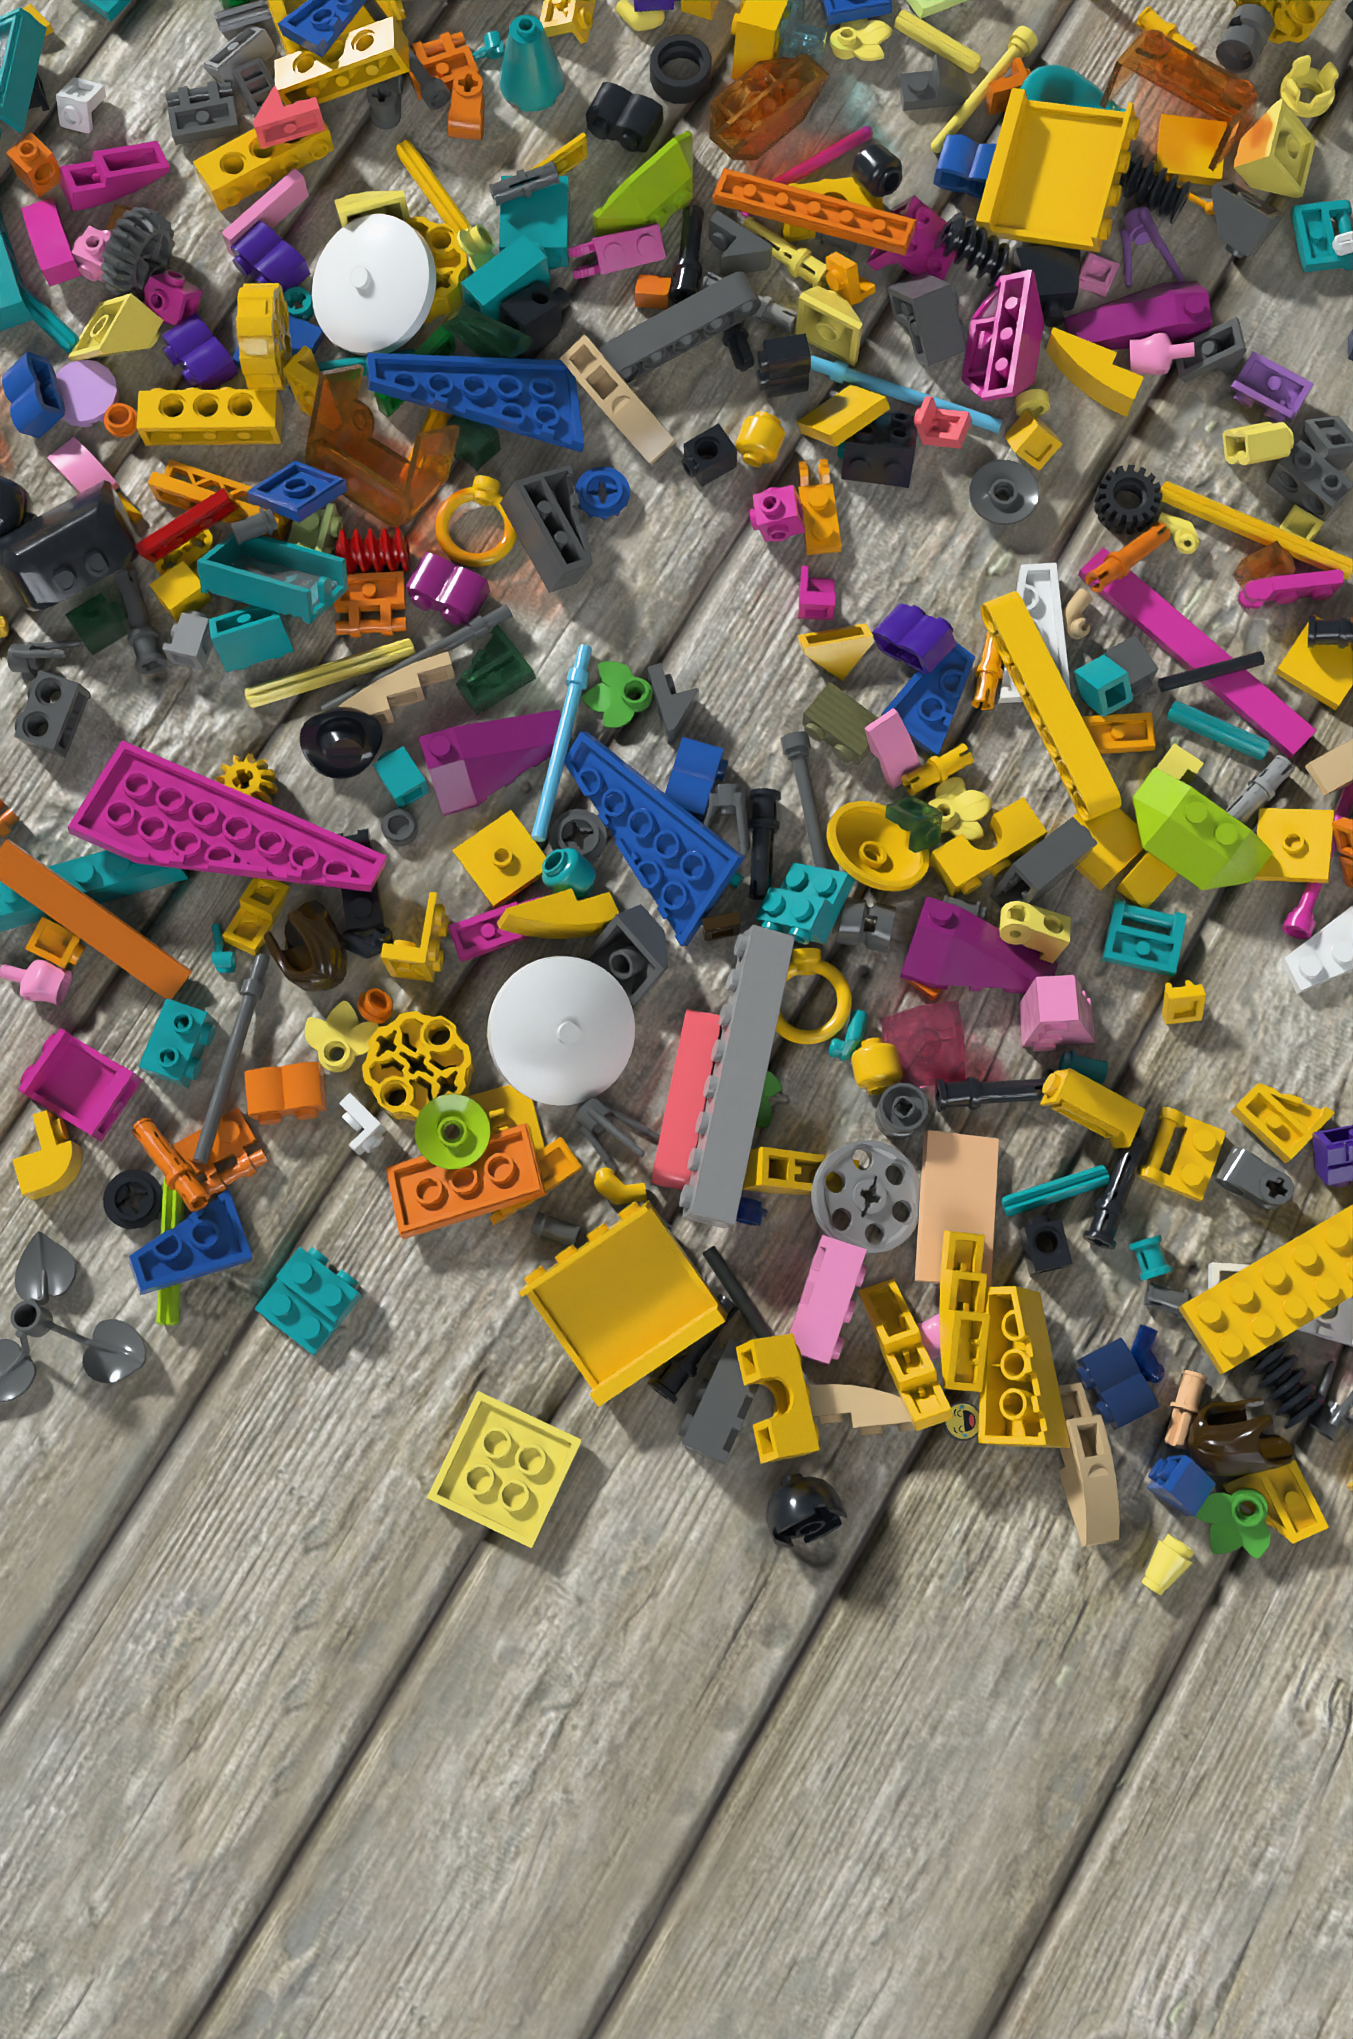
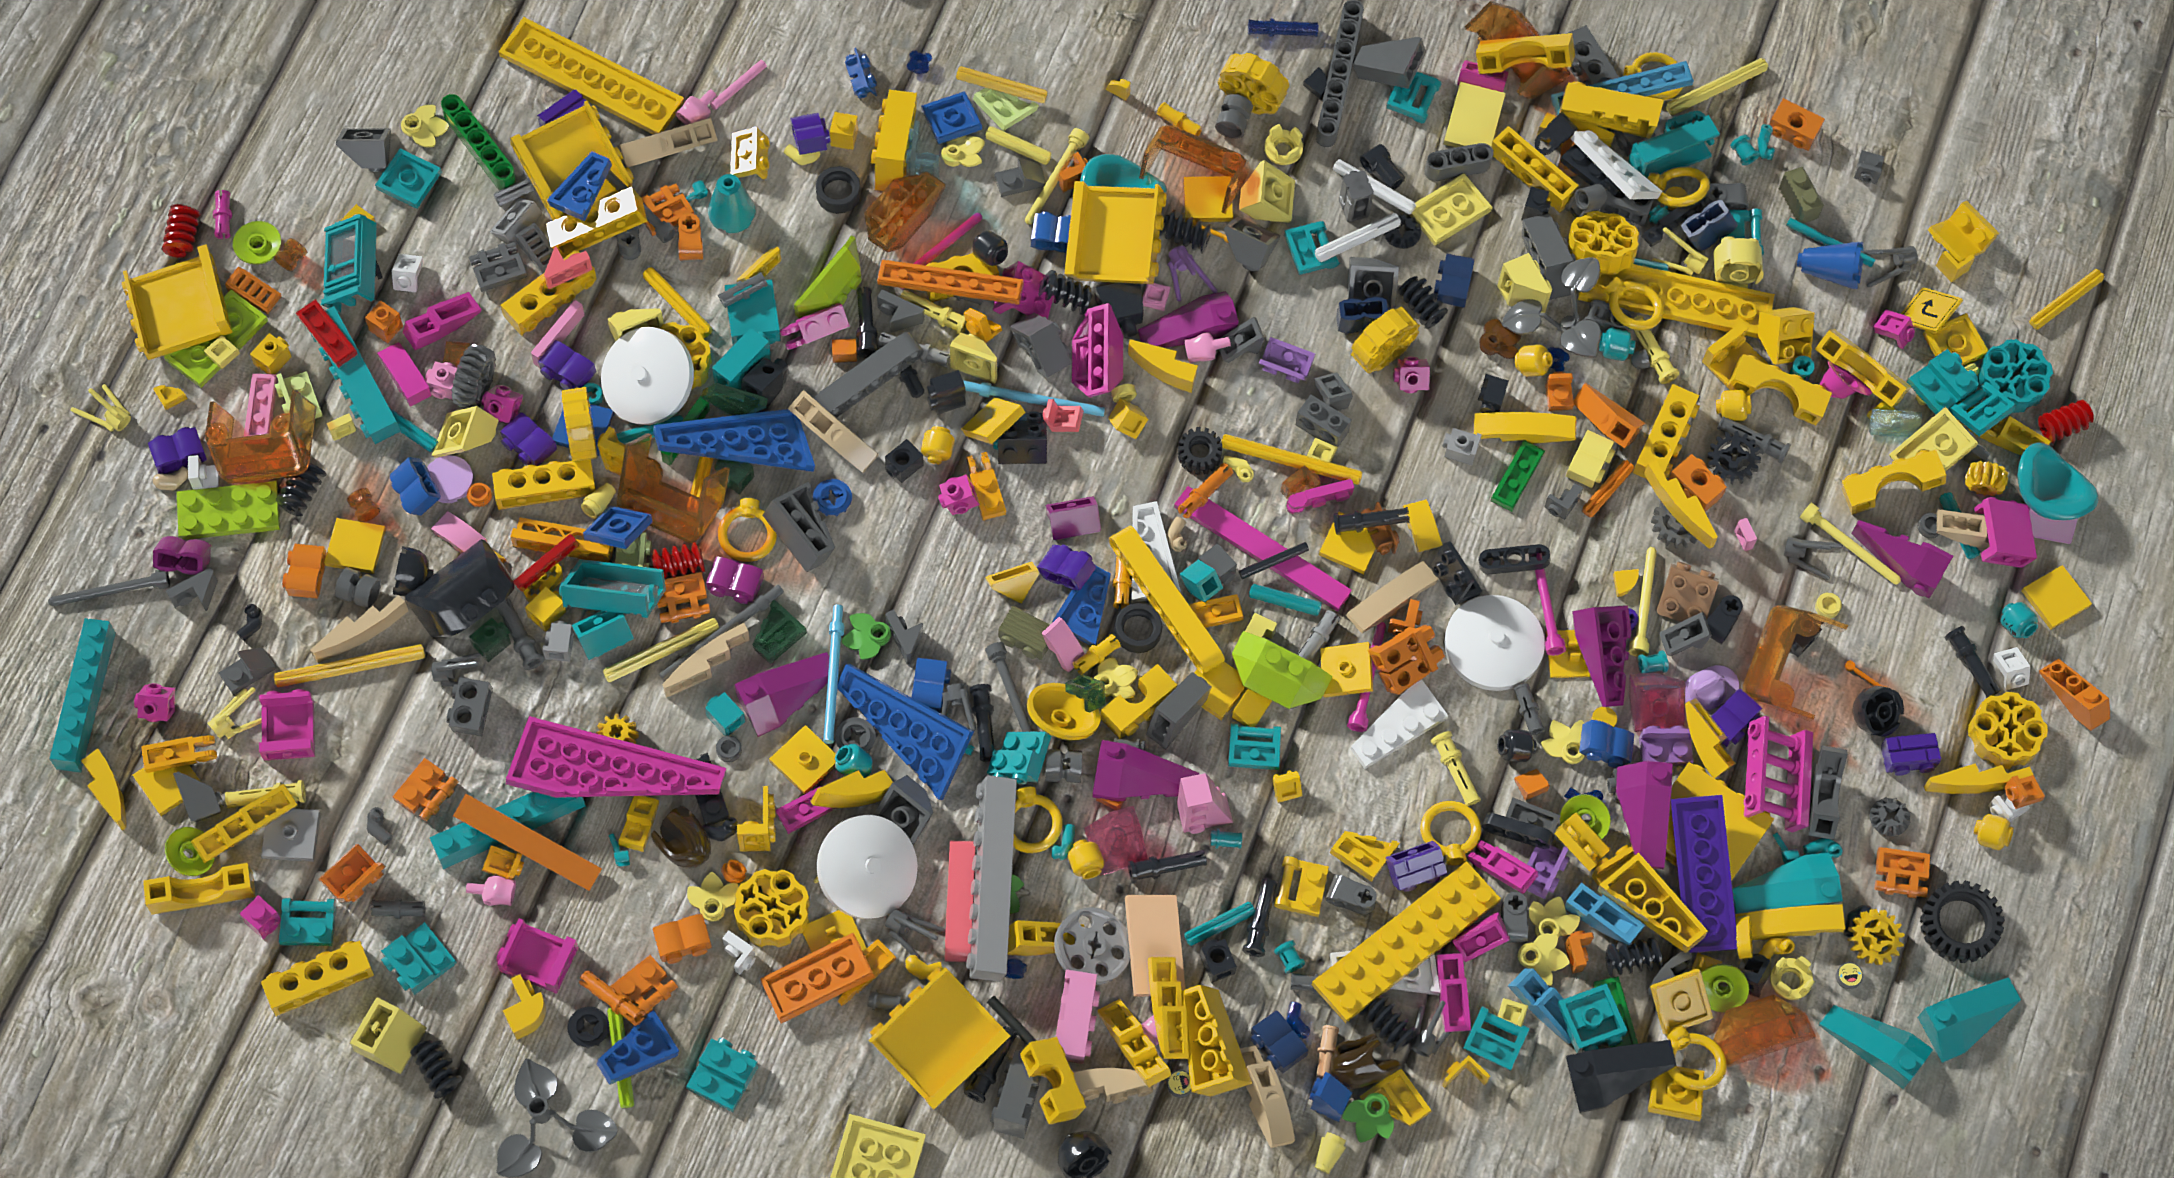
camera: 15 degrees left, 10 degrees down
(178, 1043) = (601, 917): teal brick -> none
(252, 991) = (645, 876): dark grey bar -> none
(254, 526) = (594, 556): dark grey pin -> none
(280, 451) = (597, 501): none -> light yellow cone
(340, 741) = (679, 695): black hat -> none
(446, 1111) = (810, 933): lime dish -> none
(477, 244) = (715, 336): light yellow plate -> none
(624, 117) = (803, 230): black brick -> none
(721, 926) = (964, 782): dark brown tile -> none
(816, 597) = (994, 548): dark pink panel -> none
(901, 1111) = (1106, 886): dark grey wheel -> none
(935, 570) = (1073, 518): none -> magenta panel
(1005, 479) = (1113, 448): dark grey dish -> none
(1012, 716) = (1142, 610): none -> black tyre
(1035, 929) = (1179, 751): light yellow leg -> none
(1093, 1106) = (1235, 862): yellow window -> none
(1257, 443) = (1282, 400): light yellow brick -> none

